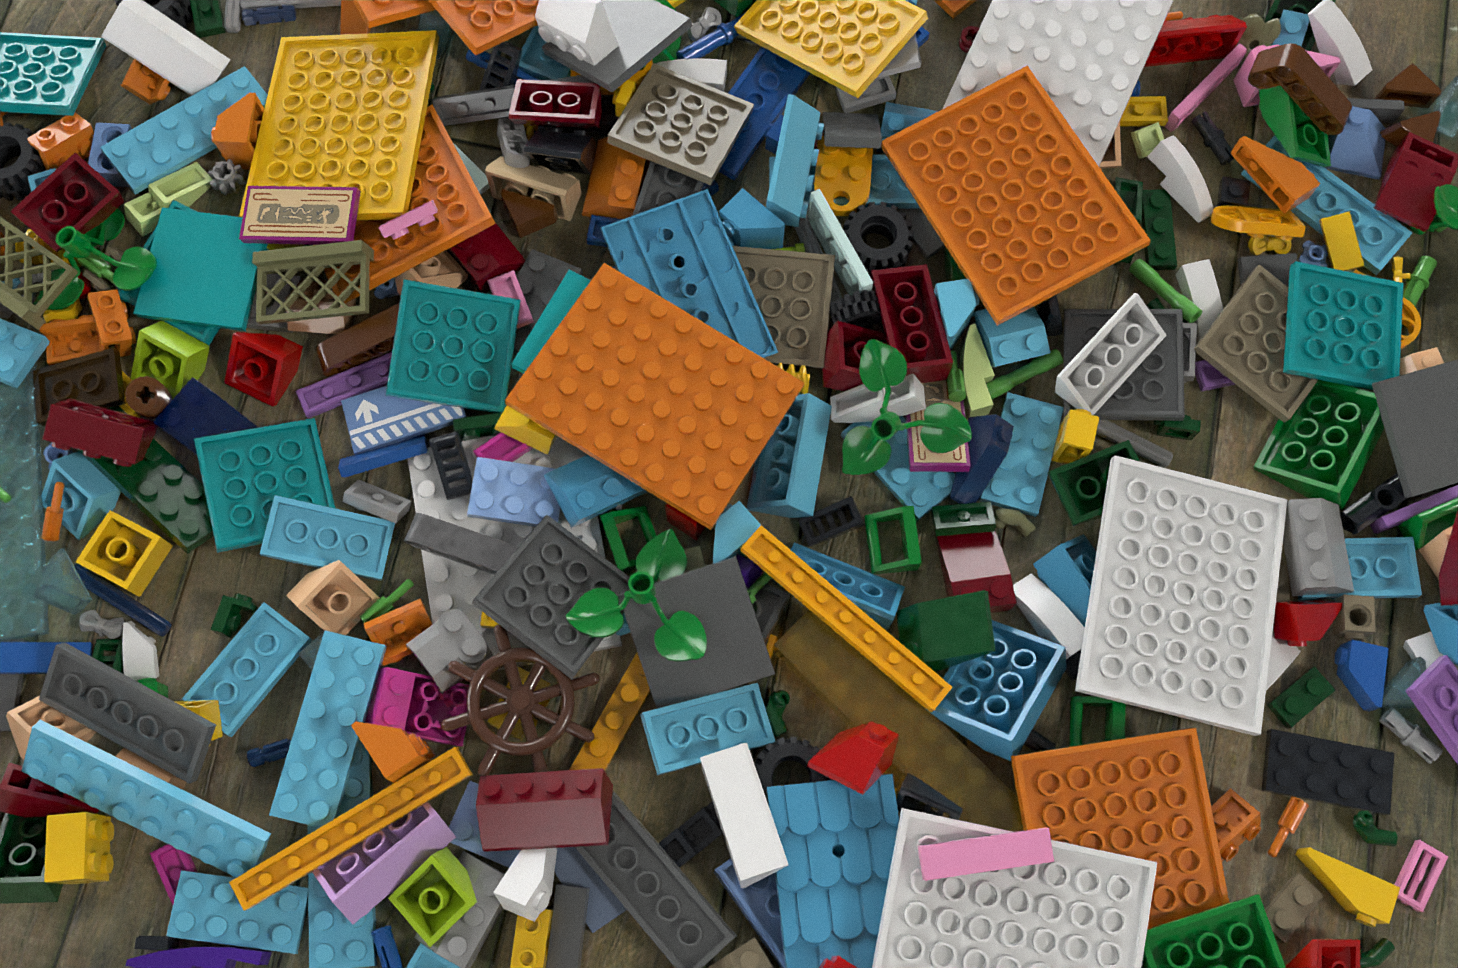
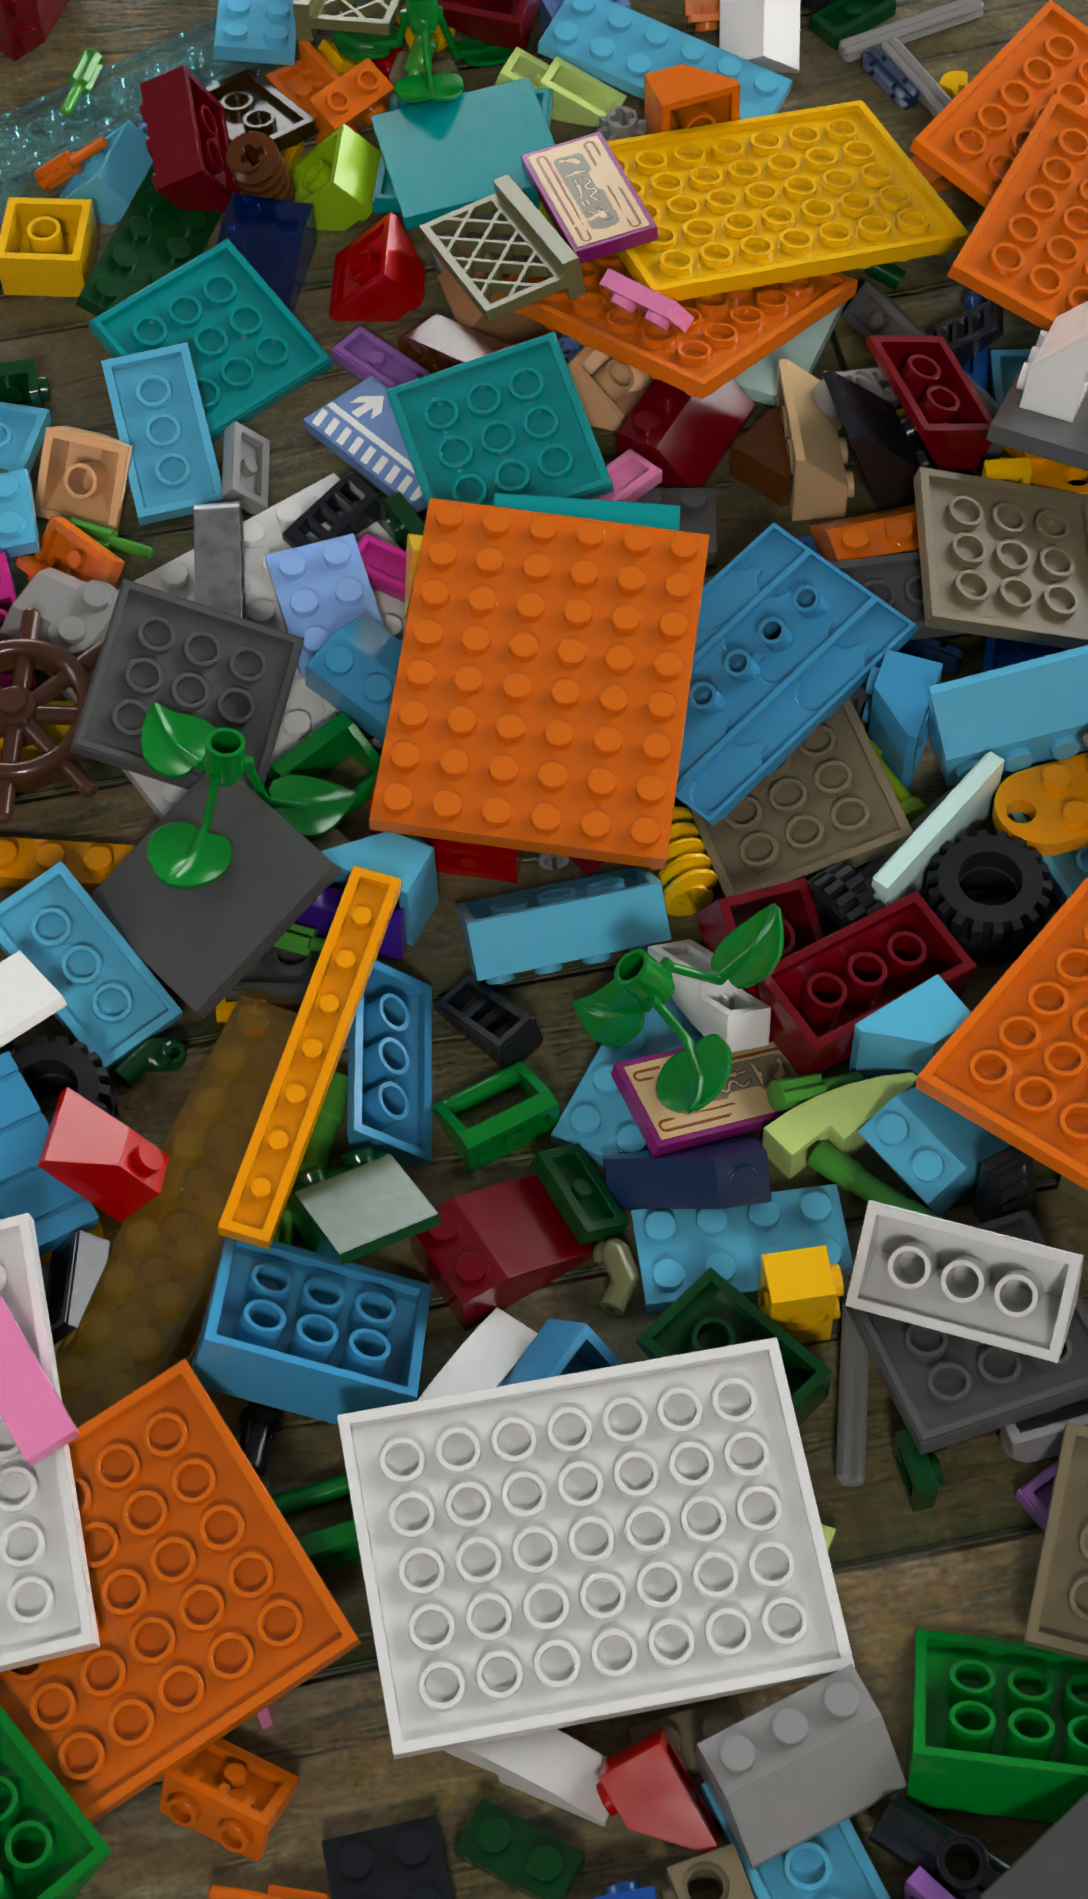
camera: 70 degrees right, 15 degrees down
(383, 456) = (307, 443): blue tile -> none

